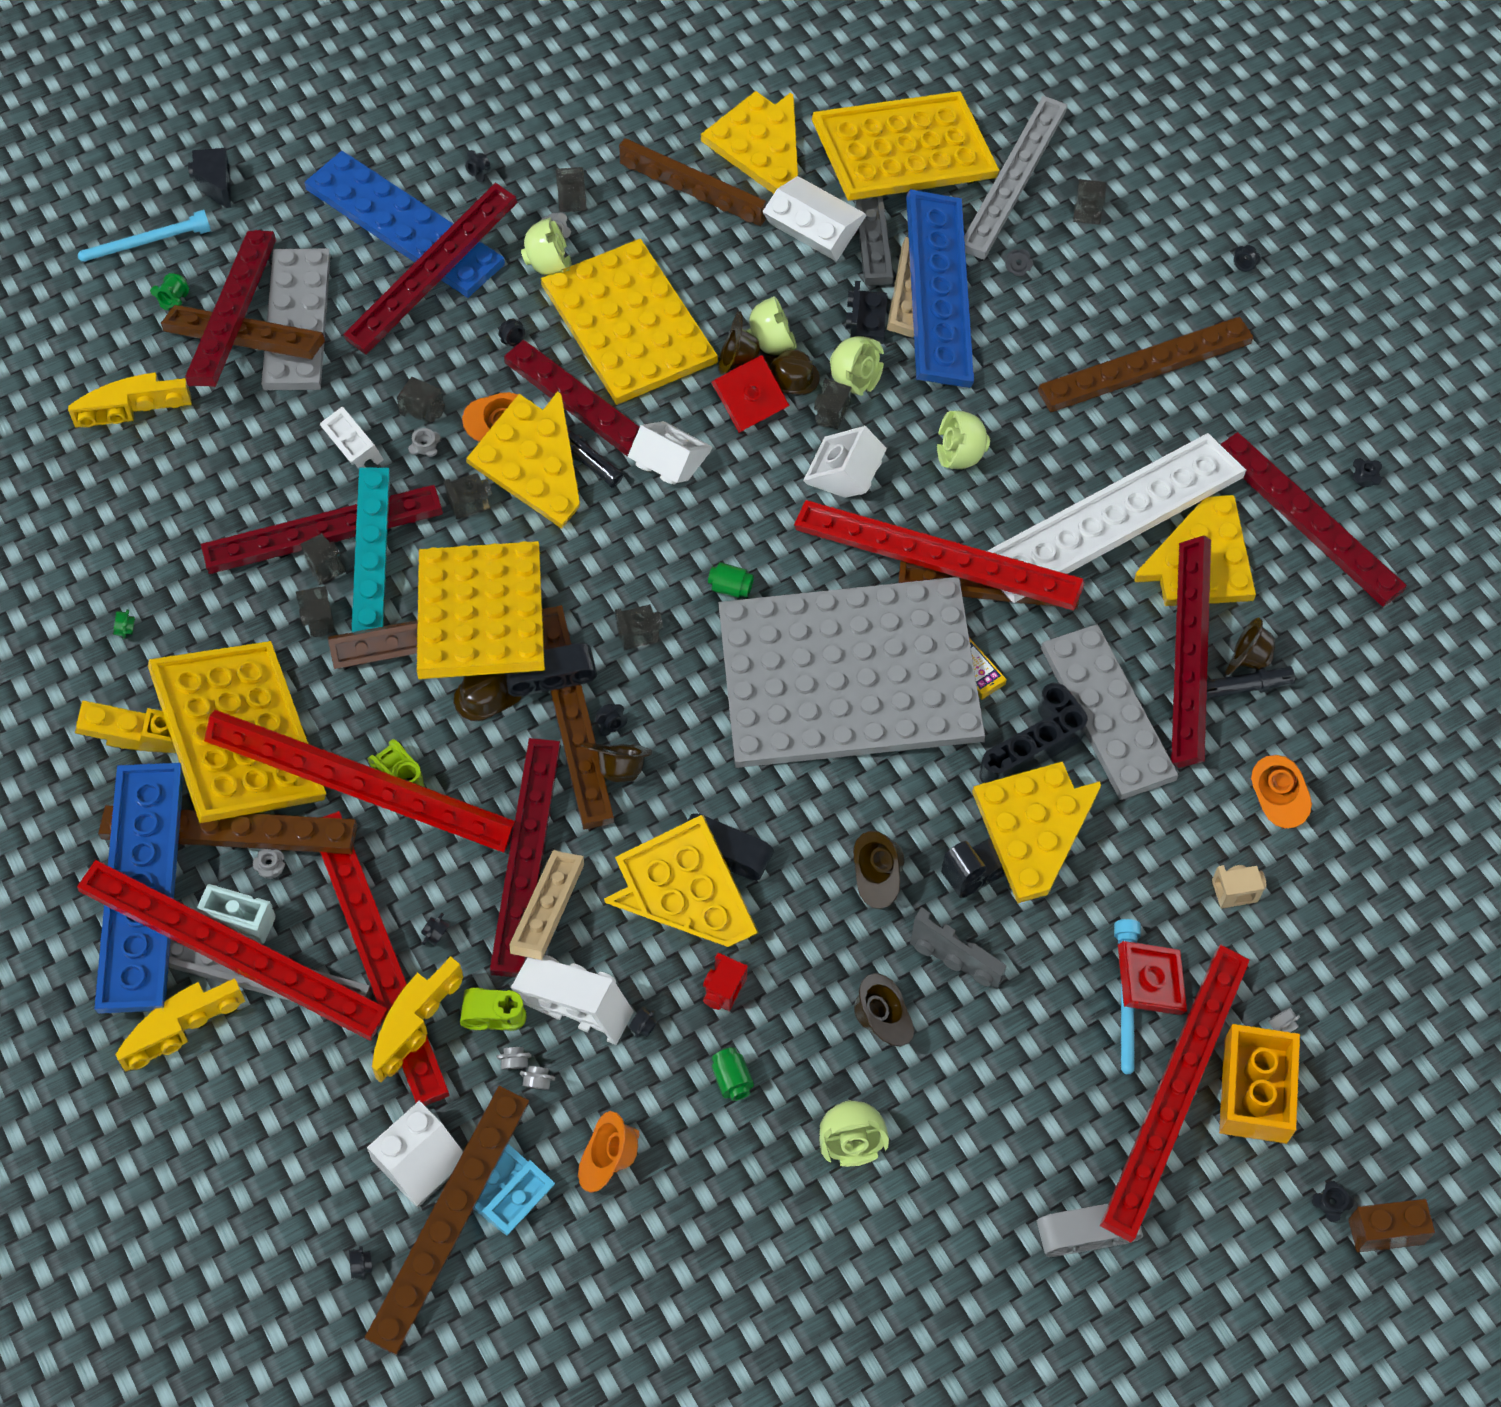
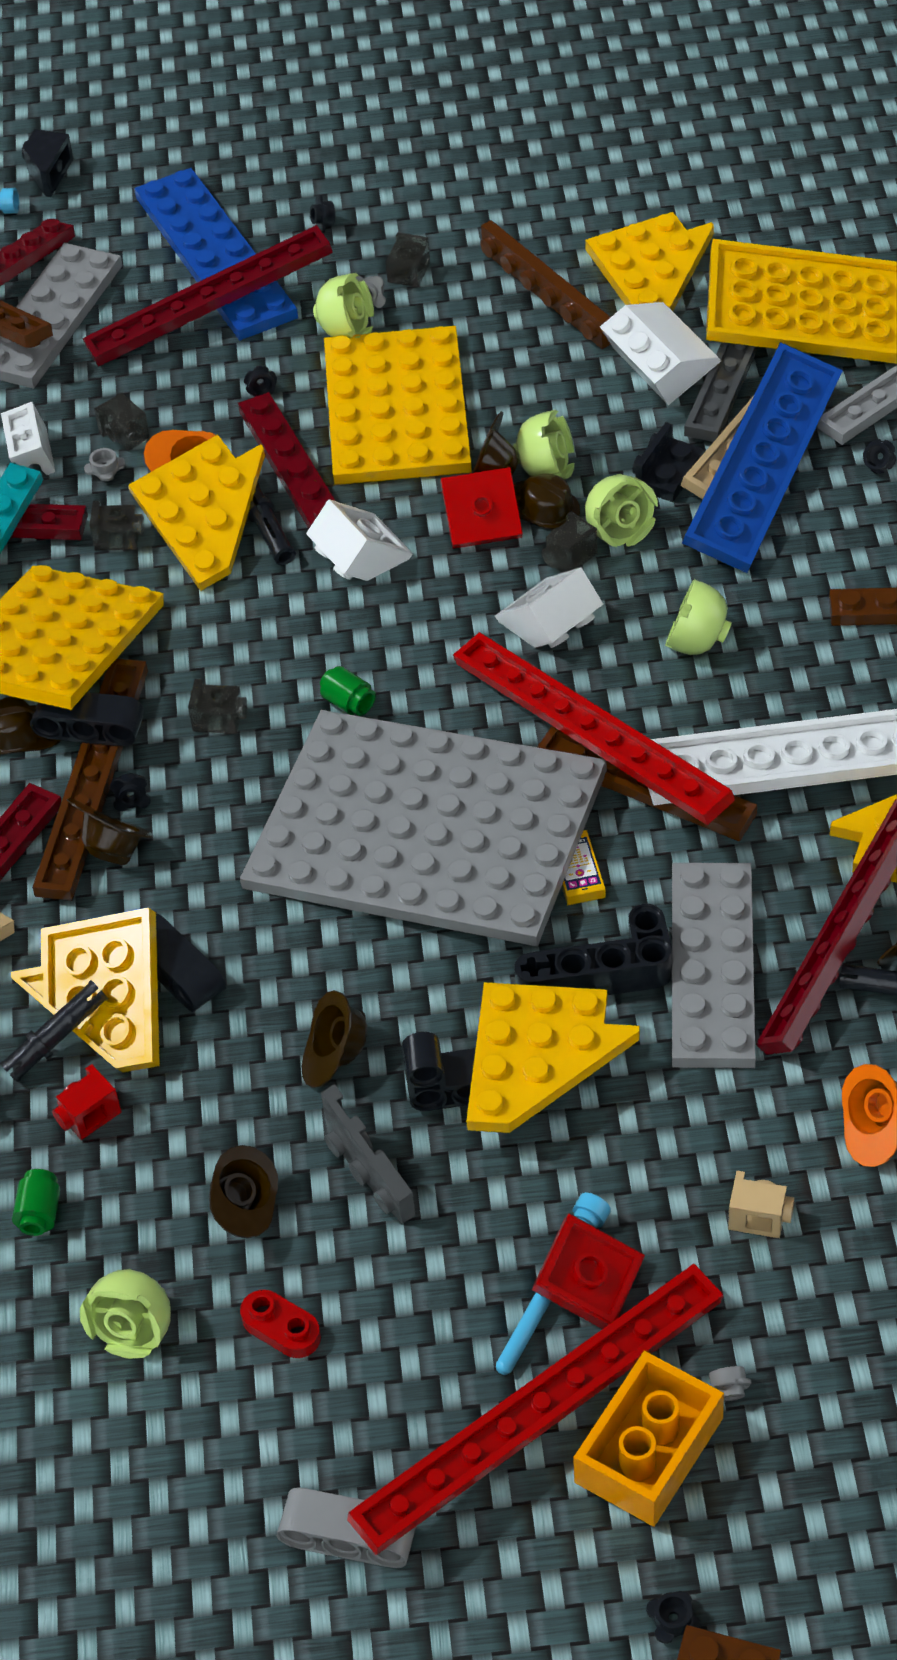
camera: 30 degrees right, 10 degrees down
(664, 946) = (53, 1031): none -> black pin
(956, 1100) = (277, 1321): none -> red plate

